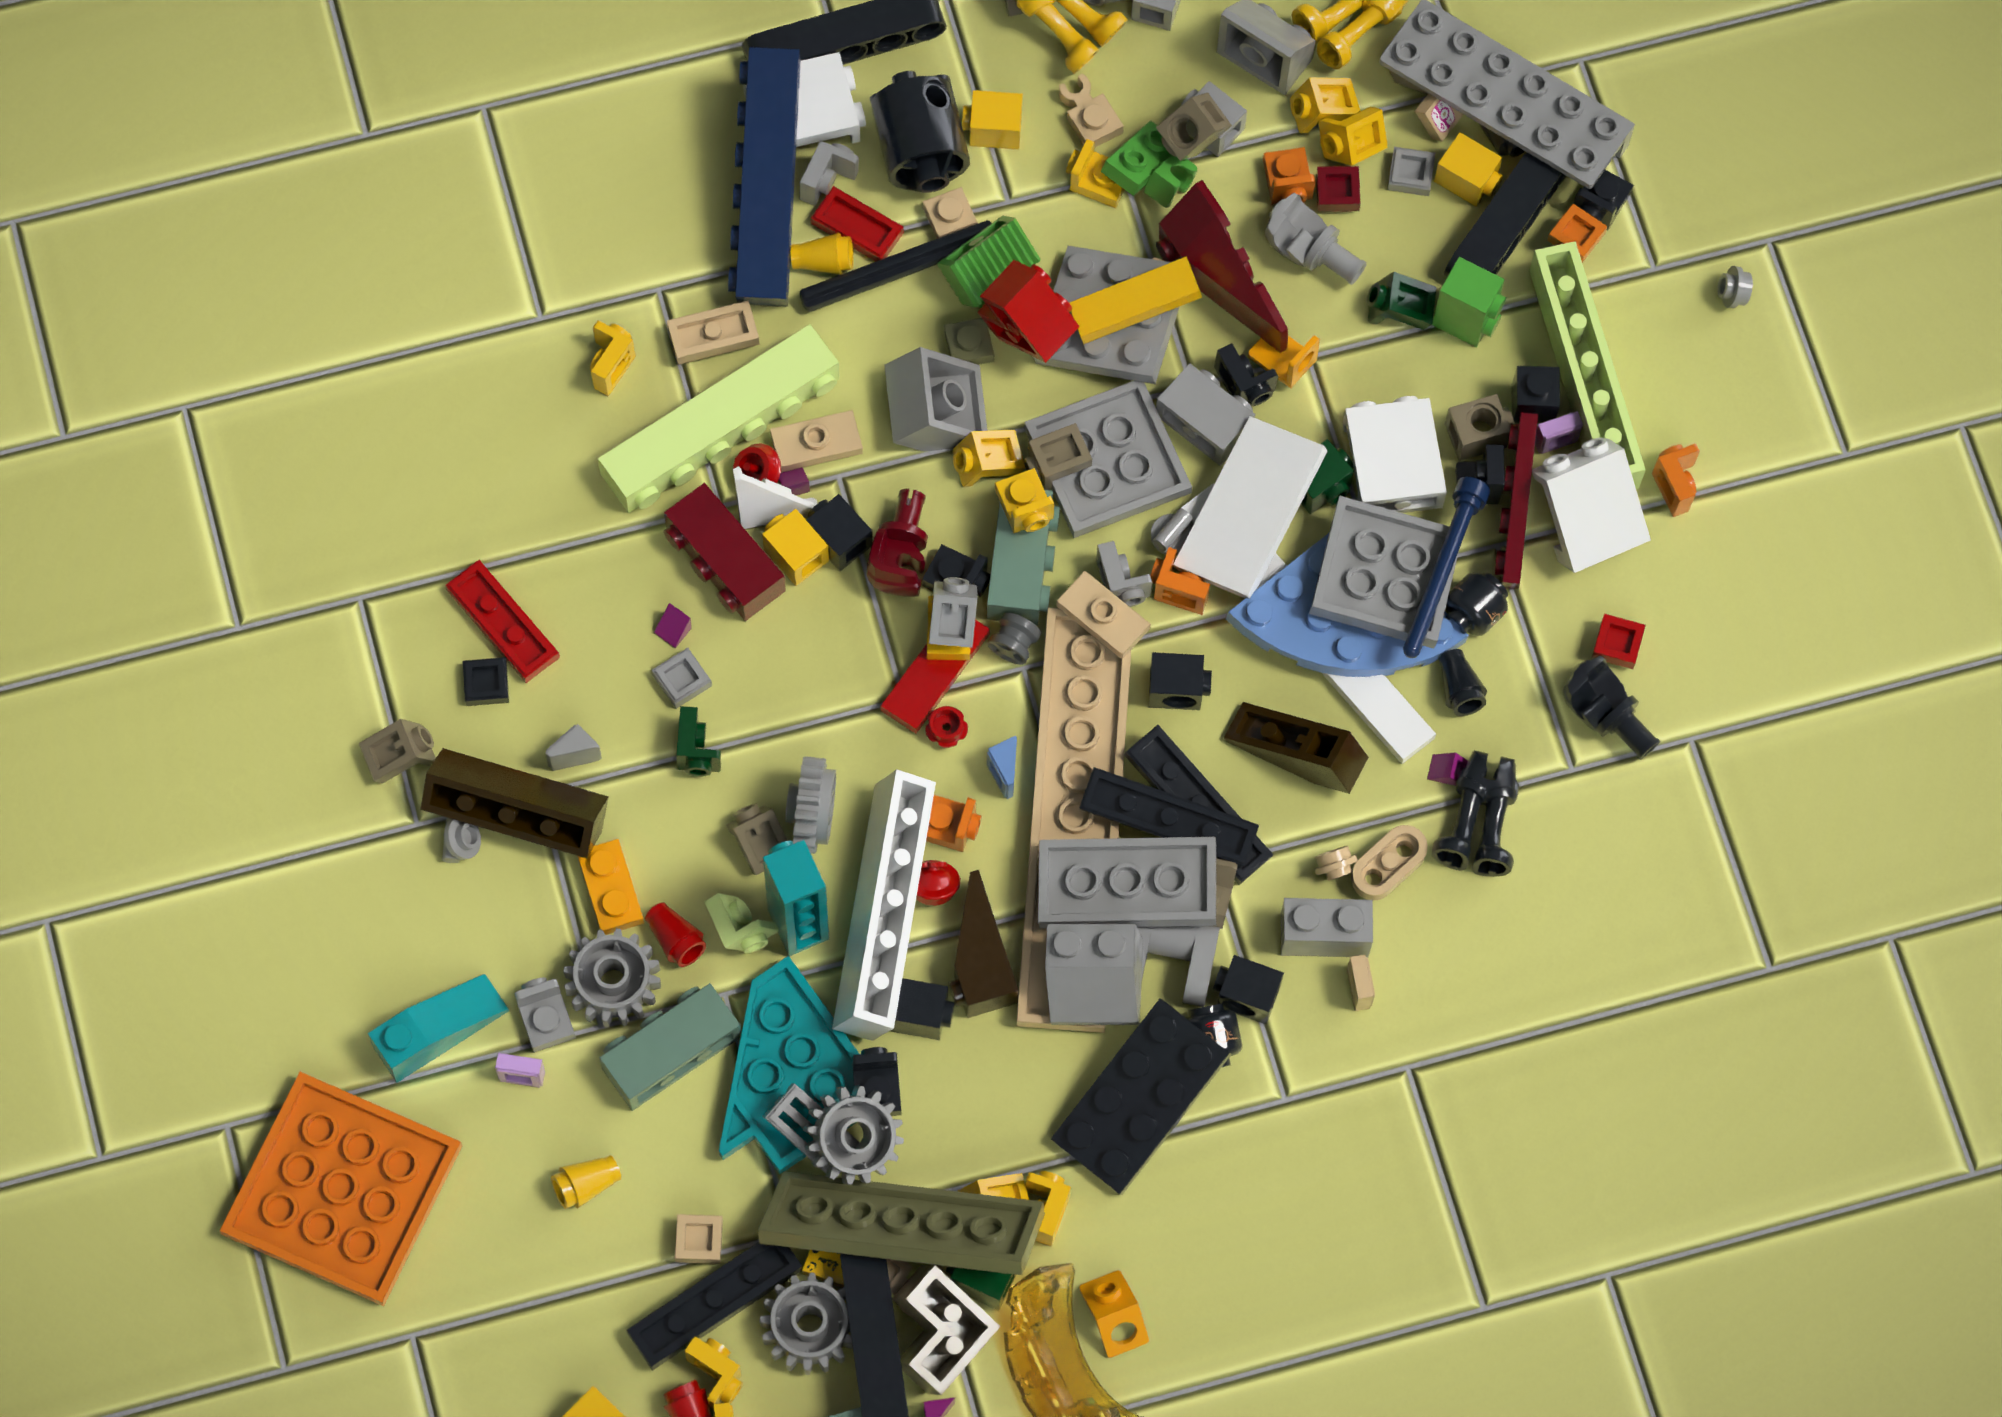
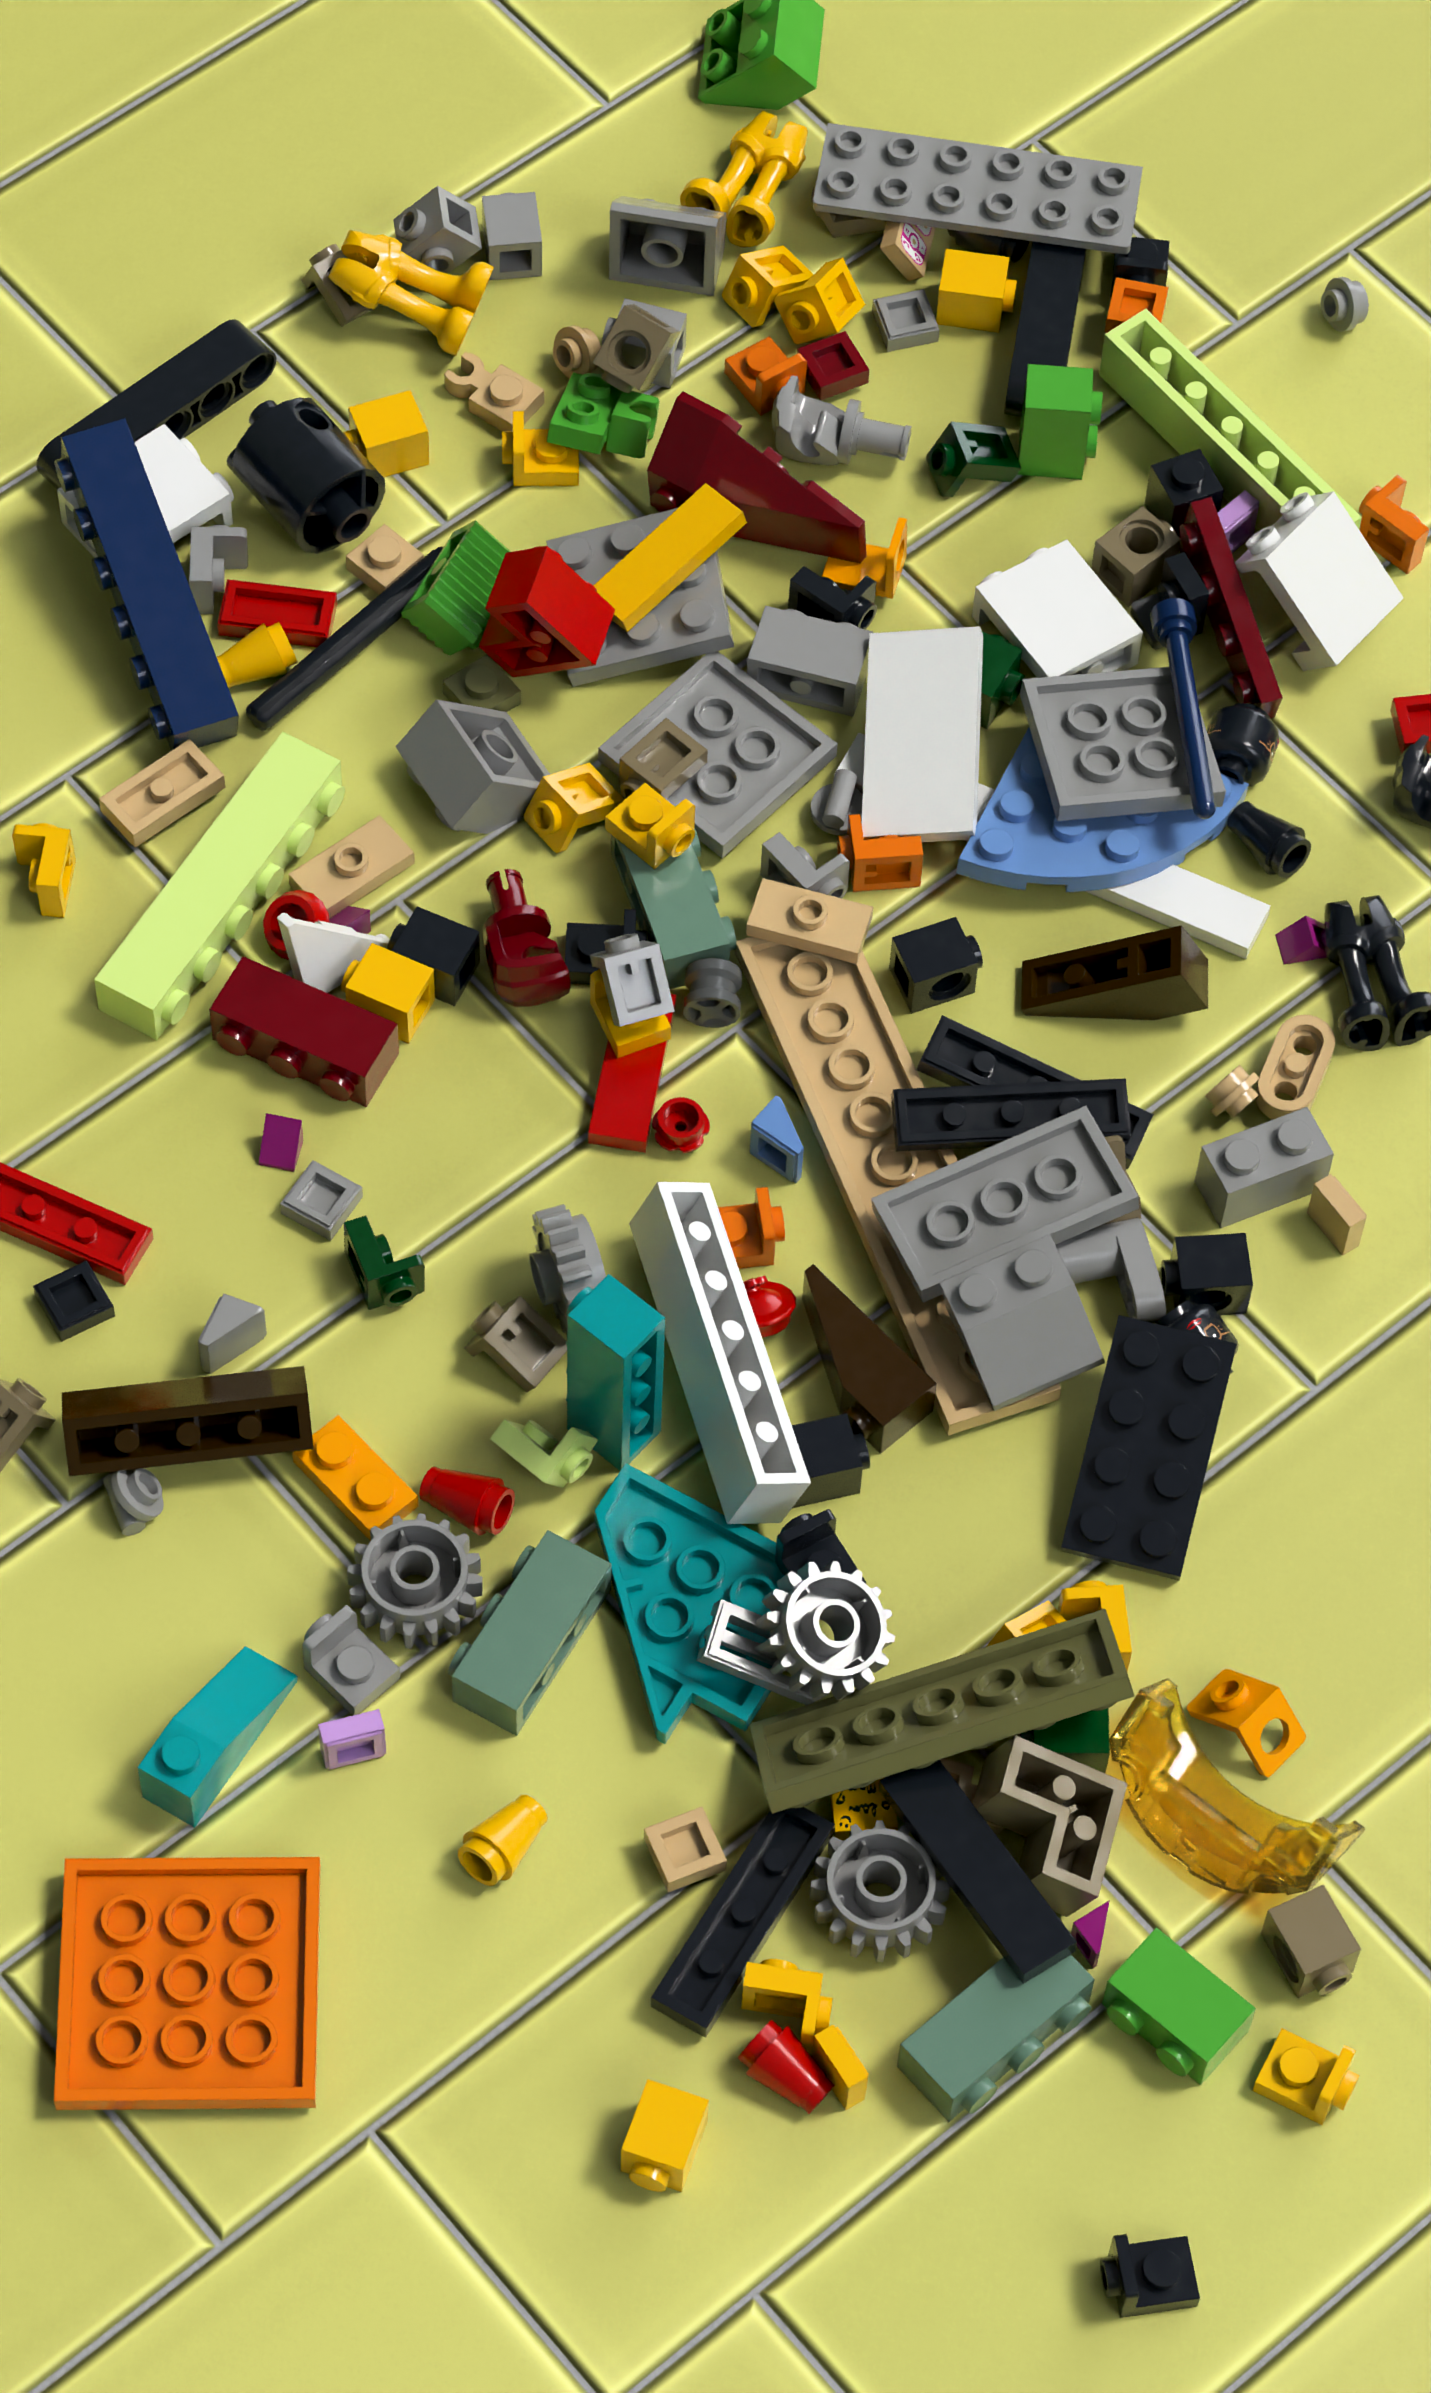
camera: 25 degrees left, 10 degrees down
(1159, 103) = (575, 350): none -> tan plate

